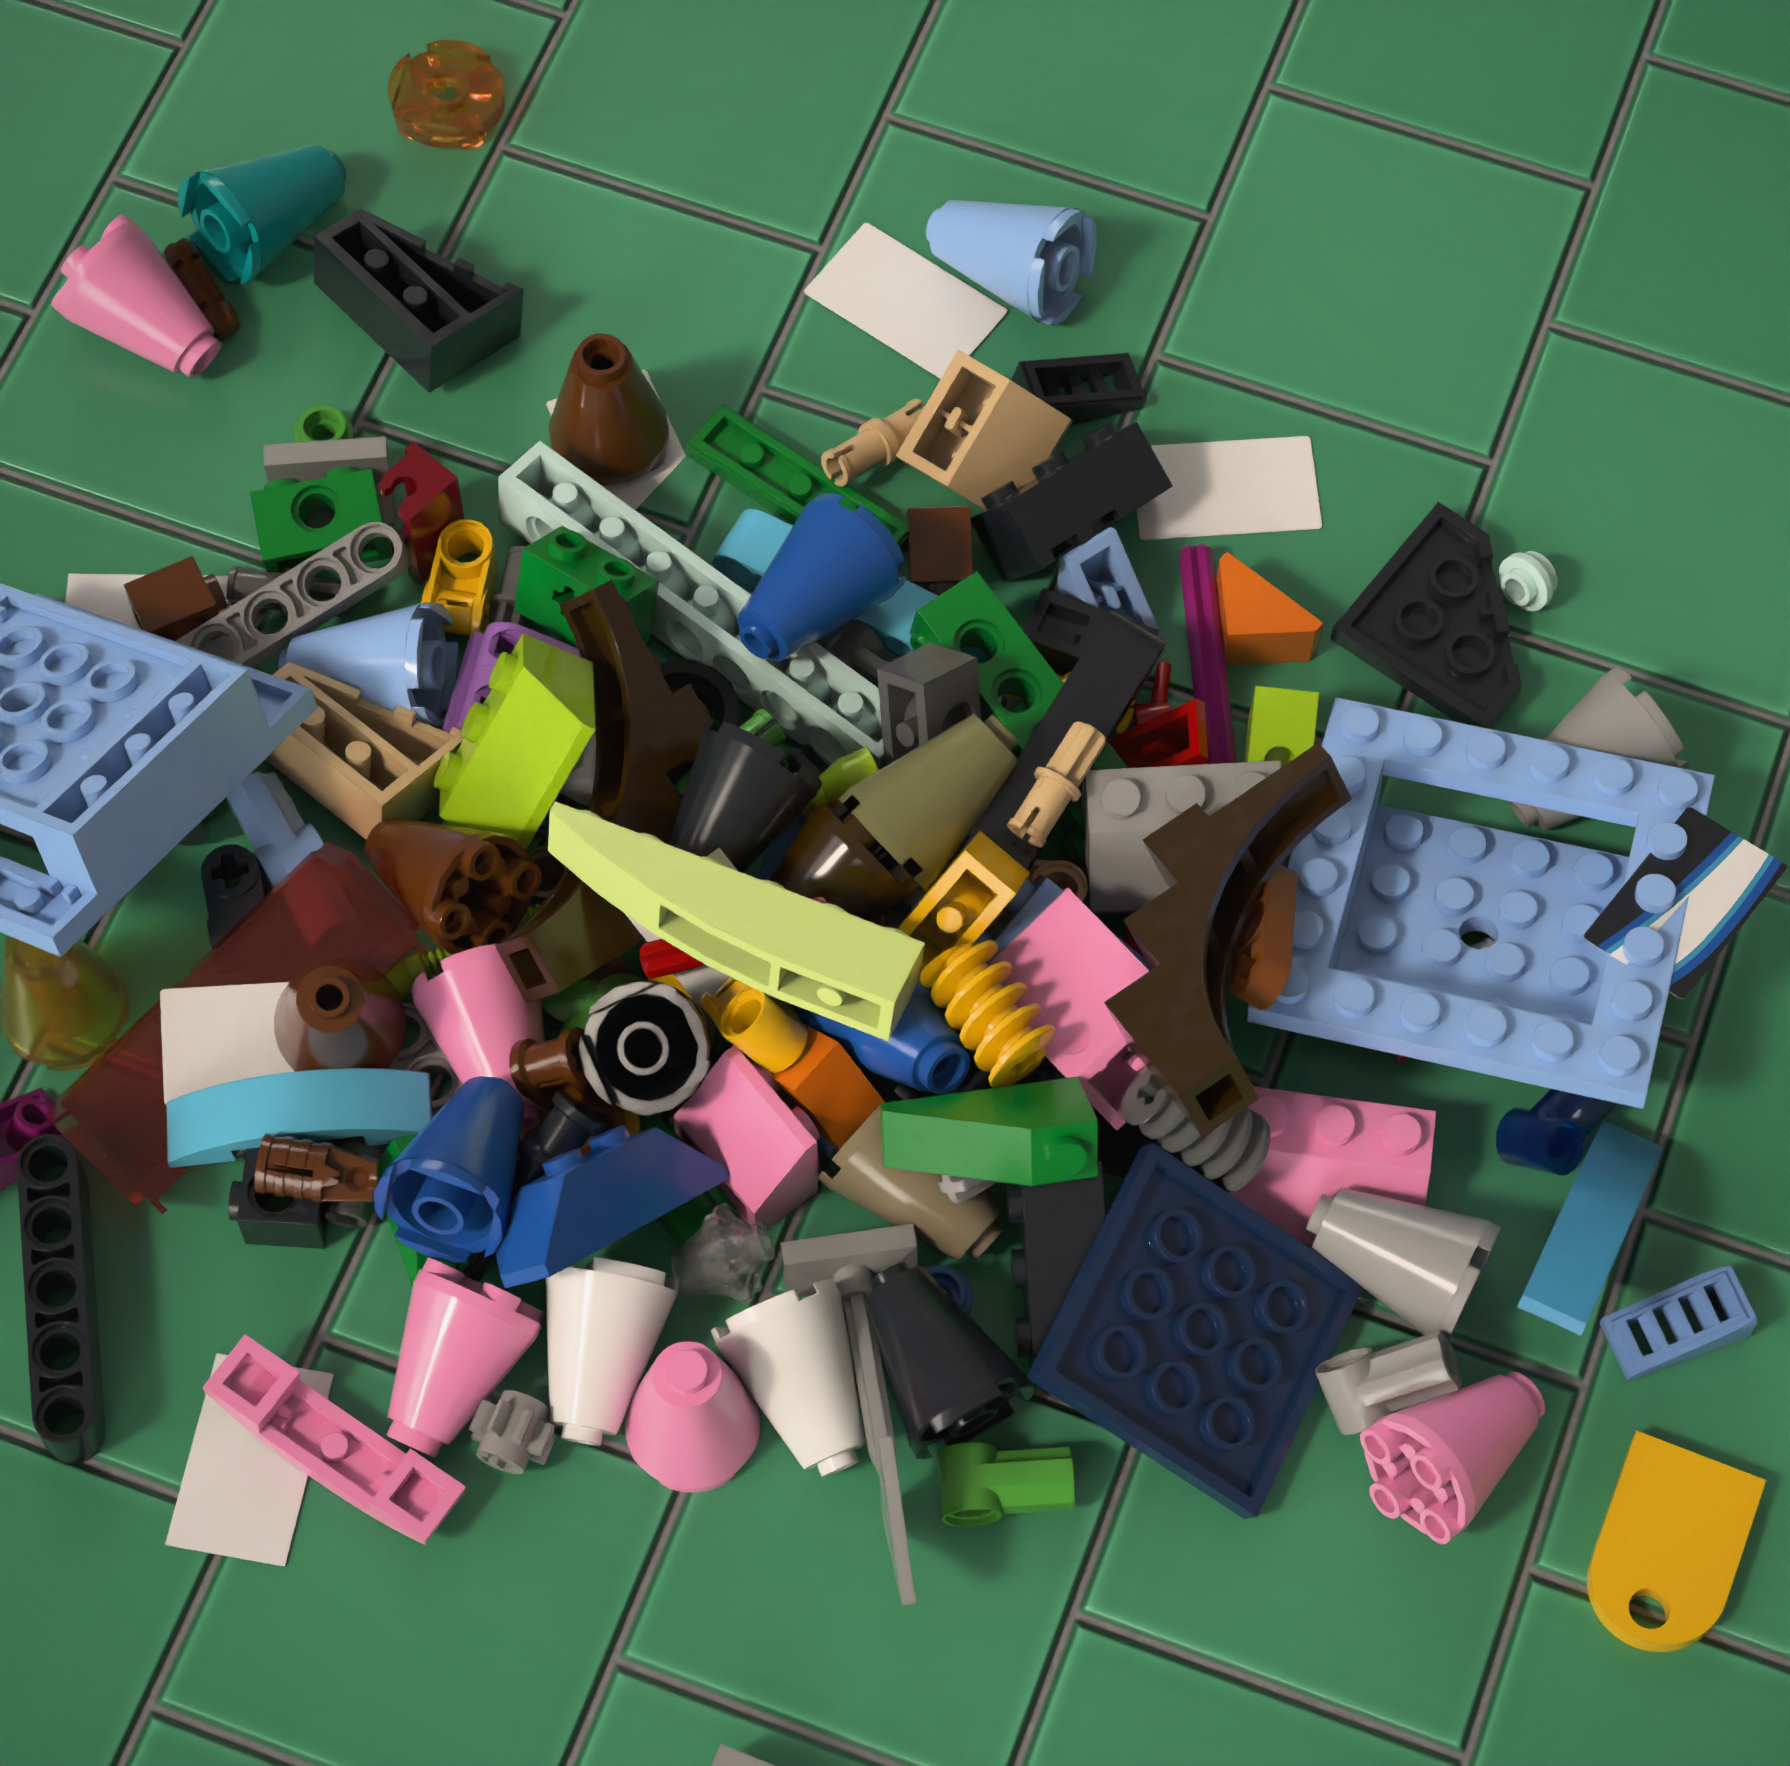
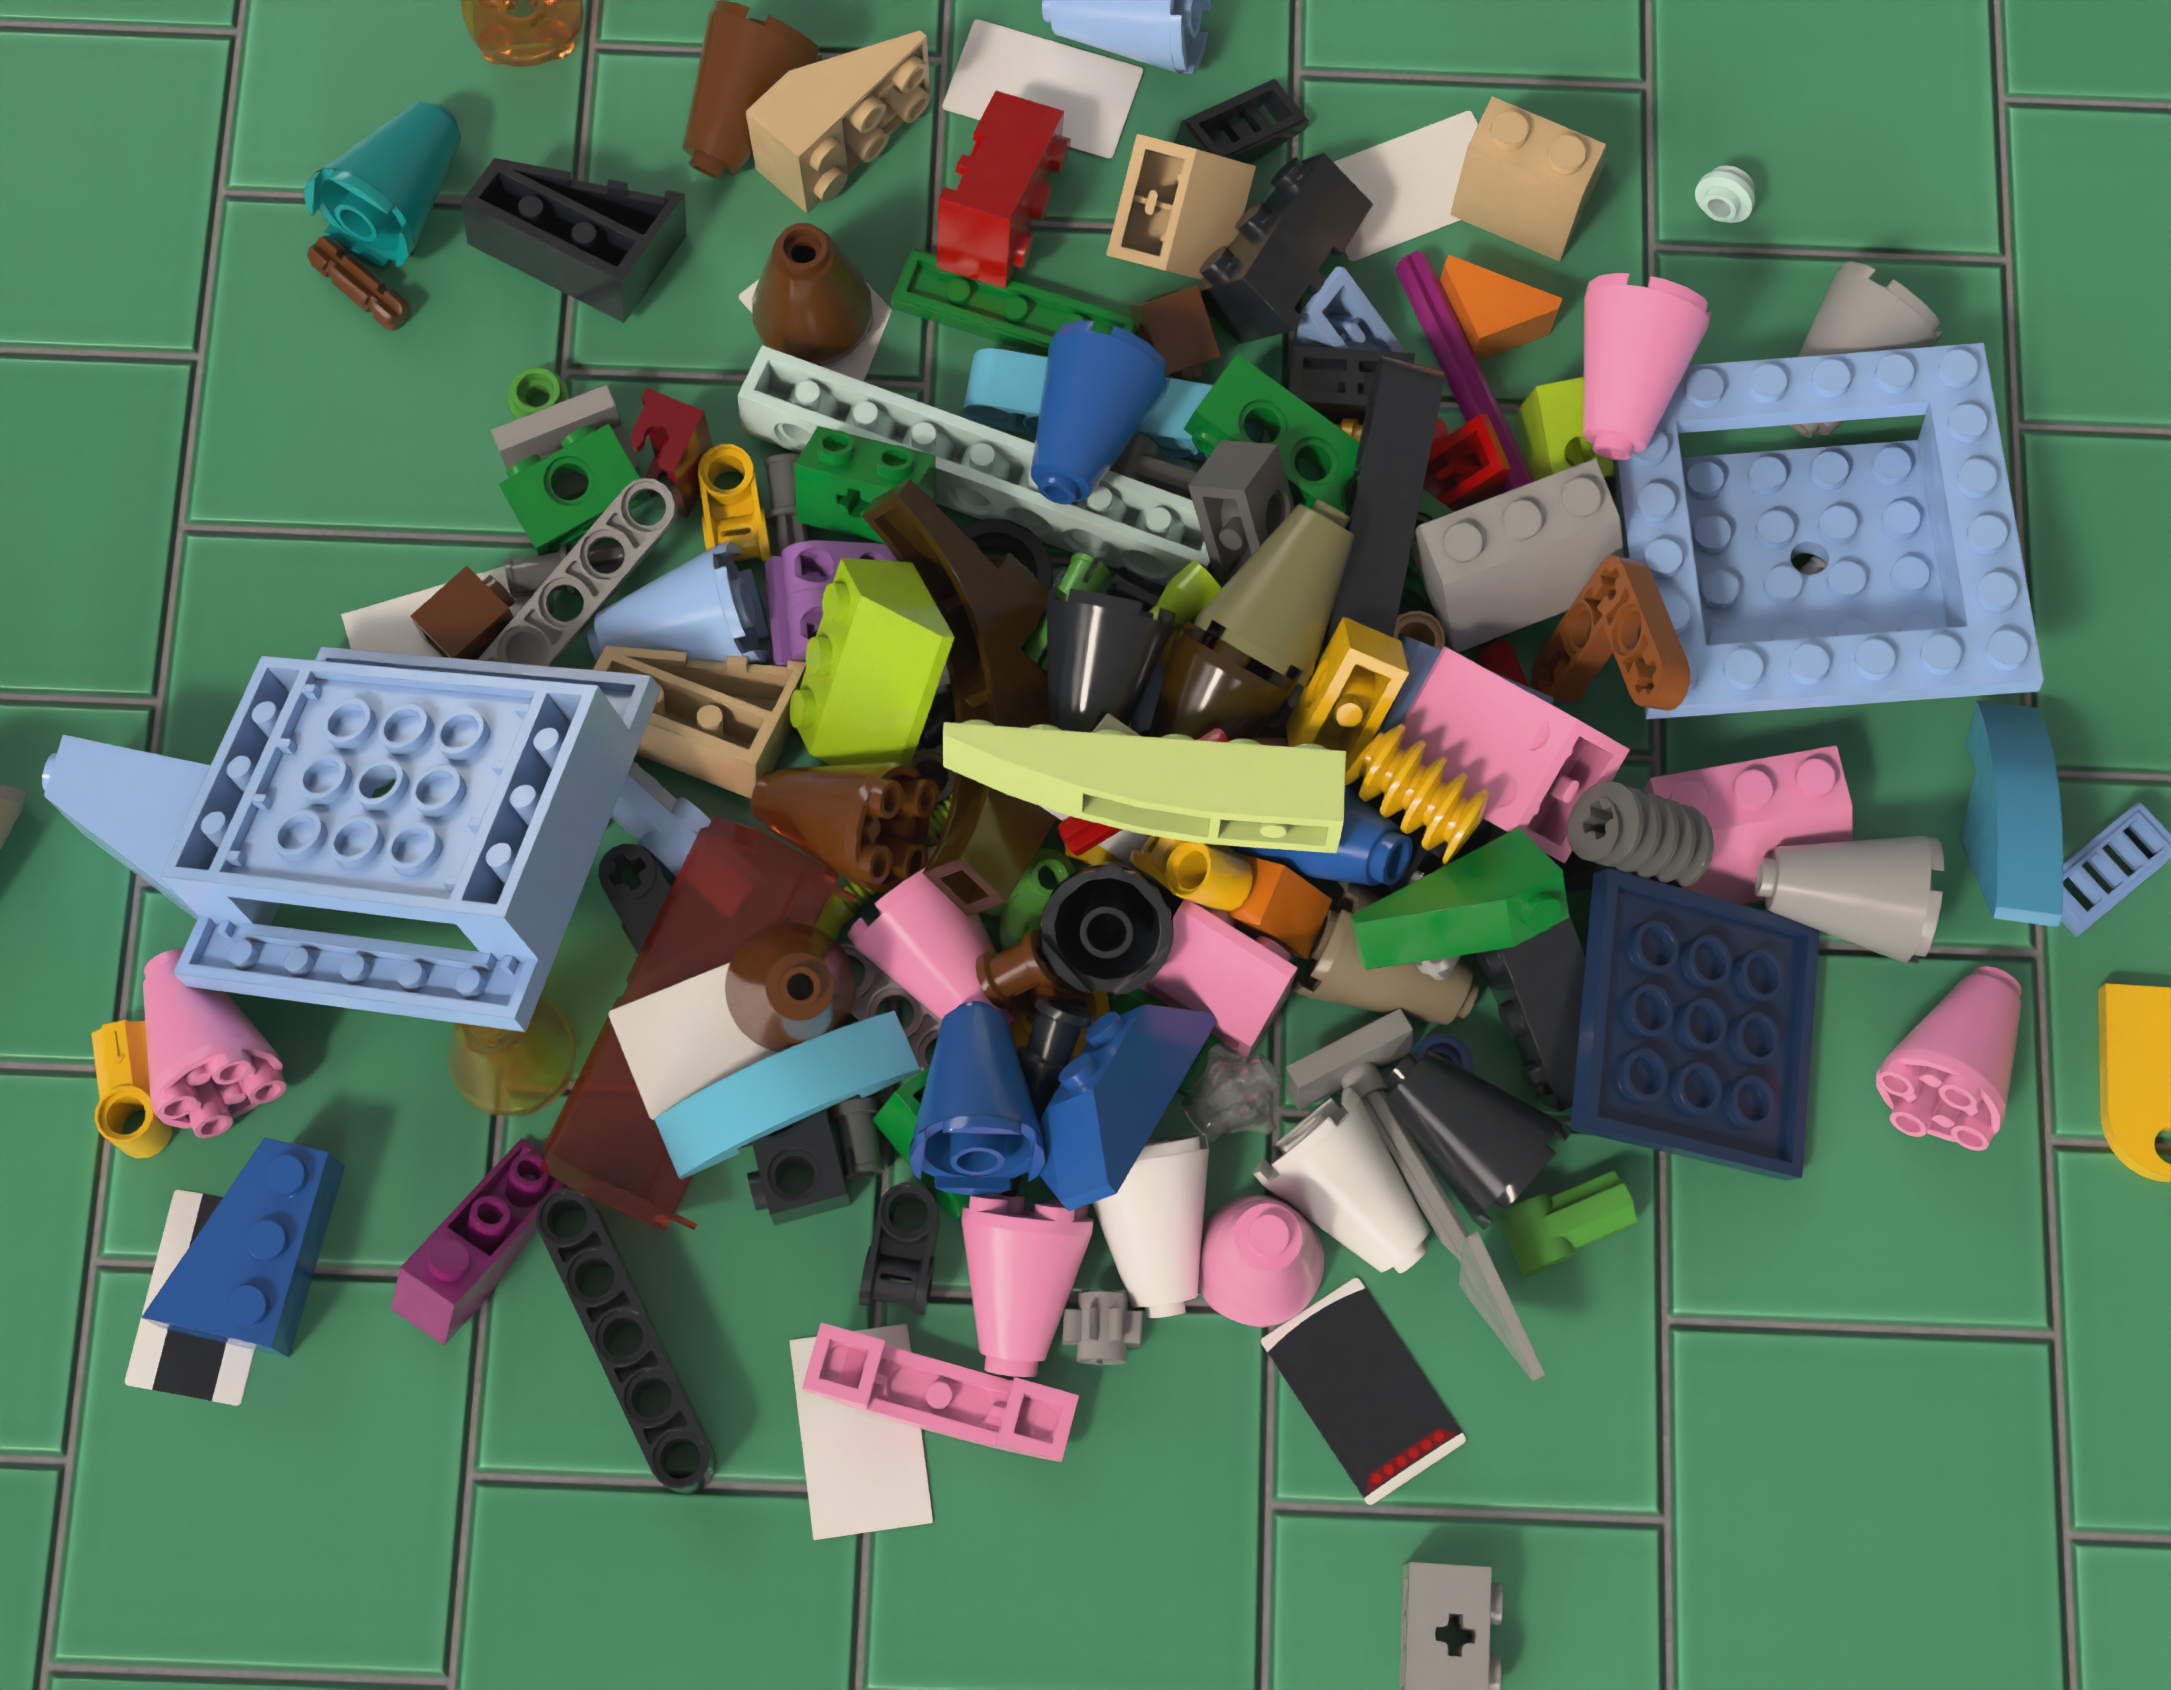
camera: 20 degrees left, 10 degrees up
(136, 301) = (305, 318): bright pink cone -> none
(334, 1177) = (833, 1145): reddish brown hinge -> none
(346, 1310) = (901, 1254): none -> black piece
(618, 215) = (734, 70): none -> reddish brown cone
(695, 263) = (837, 114): none -> tan slope
(748, 1582) = (1363, 1391): none -> black sticker
(820, 372) = (1001, 190): none -> red wedge
(873, 445) = (1075, 243): tan pin -> none
(1057, 783) = (1400, 545): tan axle -> none
(1189, 932) = (1579, 659): dark brown arch -> none
(1331, 504) = (1527, 178): none -> tan slope
(1357, 677) = (1635, 357): none -> bright pink cone
(1374, 1384) = (1863, 1024): light grey piece -> none
(1438, 622) = (1655, 229): black plate -> none
(1551, 1133) = (1933, 733): clear blue piece -> none
(1724, 887) = (2036, 449): sticker -> none

